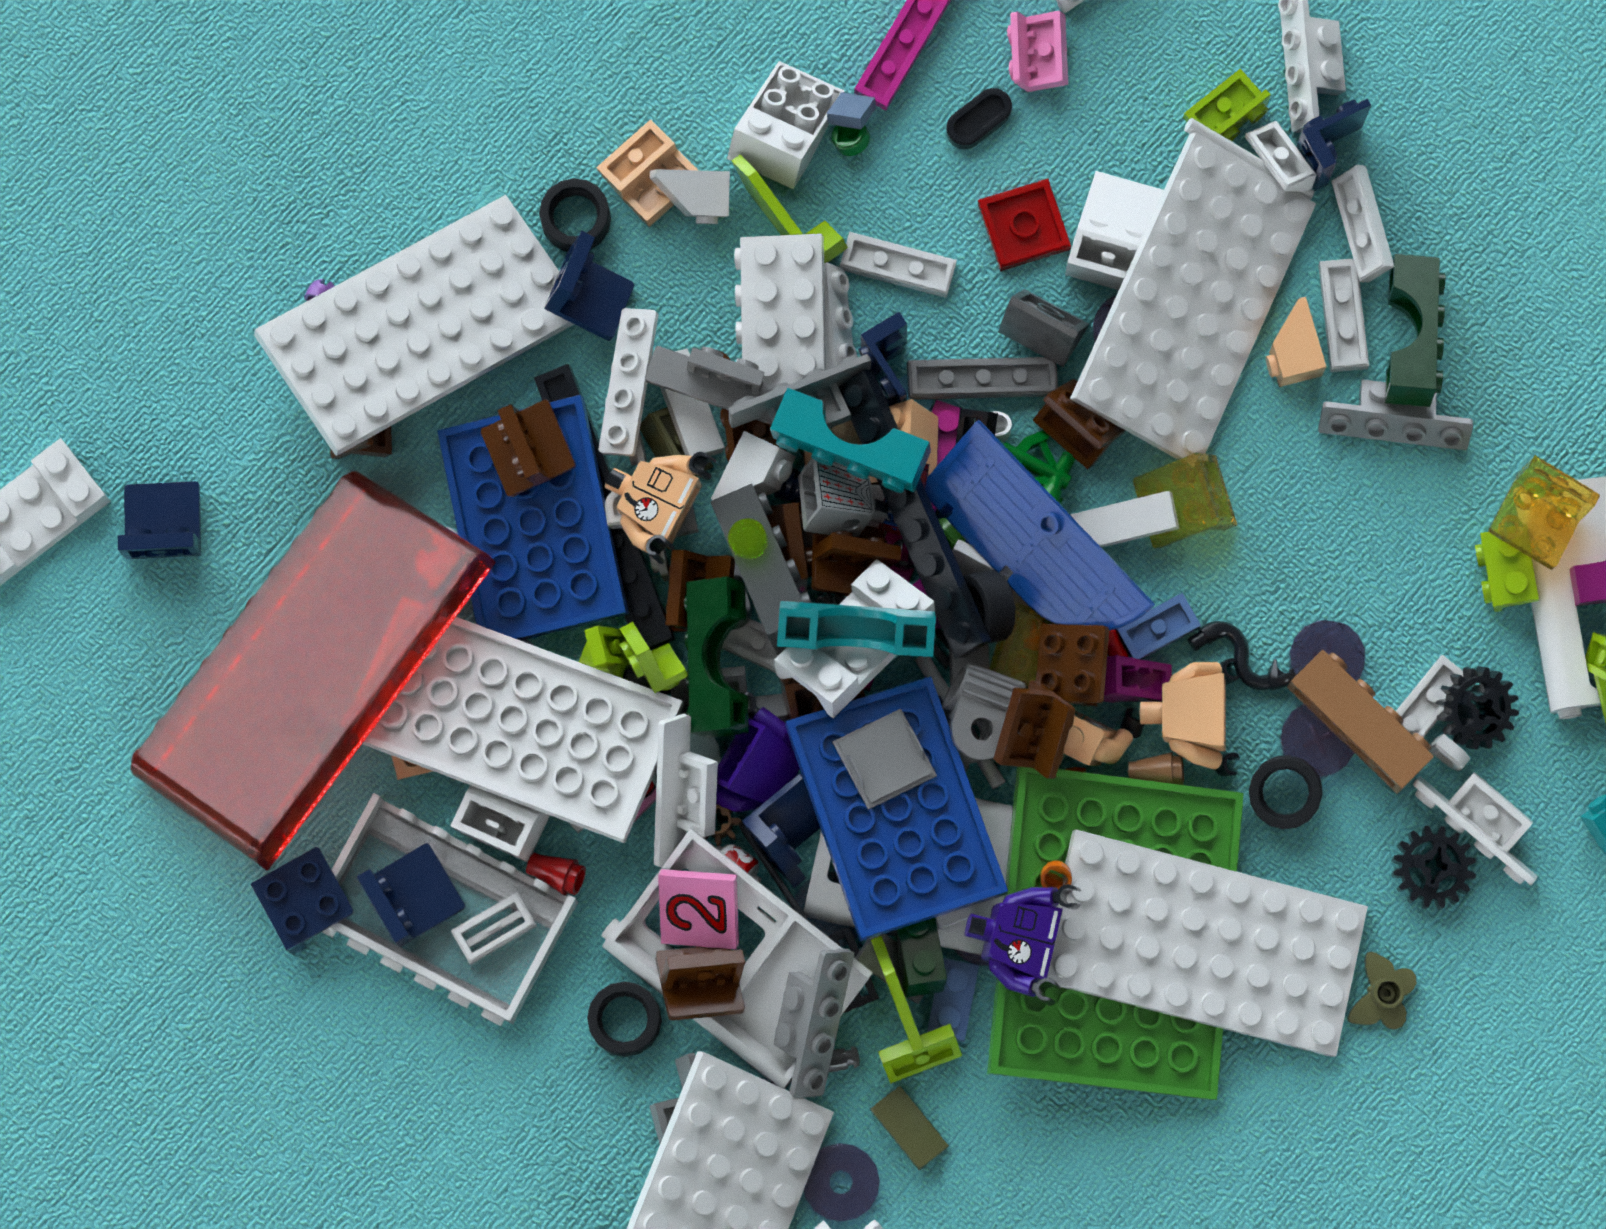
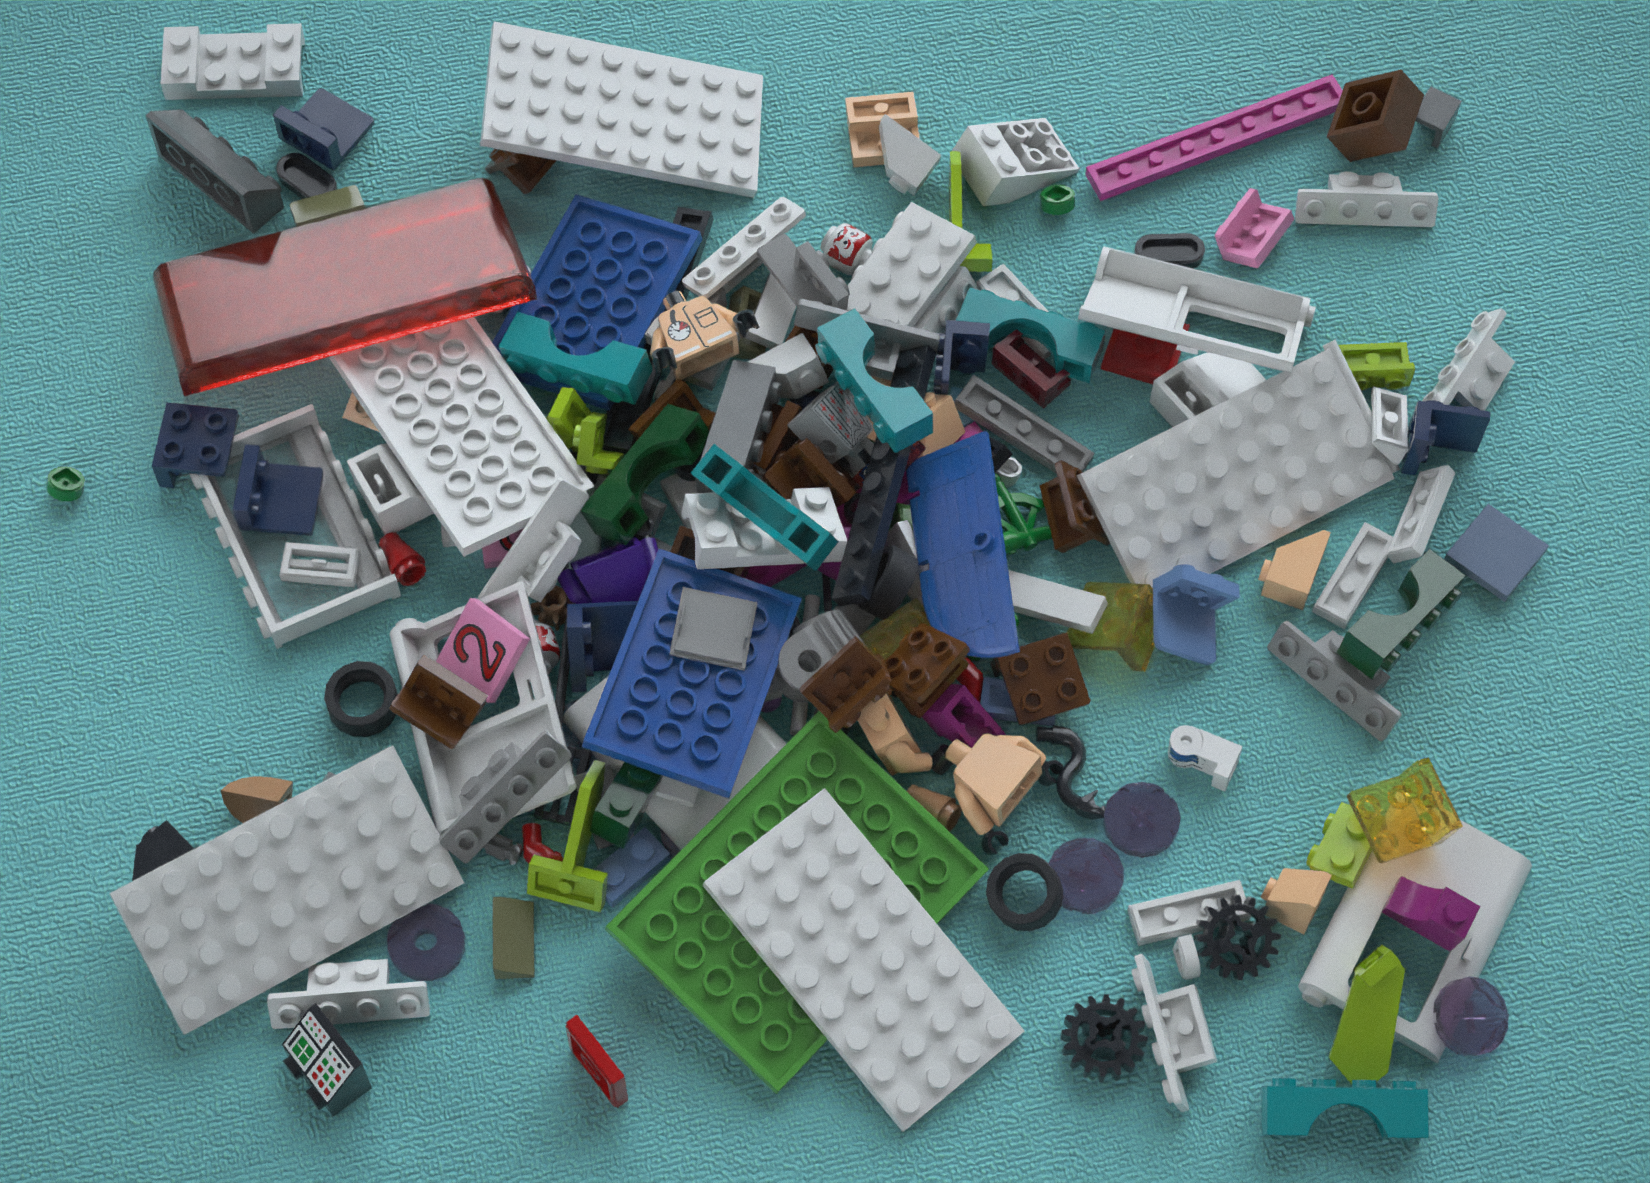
camera: 30 degrees right, 15 degrees down
(100, 630) = (215, 167): none -> dark grey slope
(184, 581) = (304, 176): none -> black tile
(215, 1013) = (65, 483): none -> green tile
(229, 597) = (326, 205): none -> olive slope
(527, 447) = (629, 238): reddish brown bracket -> none
(567, 189) = (802, 142): black tyre -> none
(588, 292) = (764, 168): dark blue bracket -> none
(611, 1167) = (255, 795): none -> medium nougat brick
(616, 582) = (614, 371): none -> teal arch
(708, 313) = (846, 247): none -> white head
(747, 538) = (738, 399): clear neon green tile -> none
(851, 110) = (1071, 180): sand blue tile -> none
(867, 1042) = (533, 844): none -> red arm
(946, 317) = (1029, 370): none -> dark red hinge
(971, 274) = (1071, 343): none -> teal arch
(997, 181) = (1155, 298): none -> white piece
(1022, 938) = (713, 833): dark purple torso -> none
(1042, 326) = (1098, 419): flat silver slope -> none
(1050, 879) = (772, 814): orange hinge -> none
(1063, 1184) = (596, 1062): none -> red tile
(1178, 595) = (1042, 679): none -> reddish brown bracket
(1240, 454) = (1186, 611): none -> medium blue bracket
(1338, 564) = (1205, 753): none -> white leg
(1360, 720) = (1129, 878): medium nougat brick -> none
(1384, 994) = (985, 1112): olive animal -> none
(1444, 213) = (1496, 552): none -> sand blue tile
(1500, 640) = (1295, 896): none -> light nougat slope

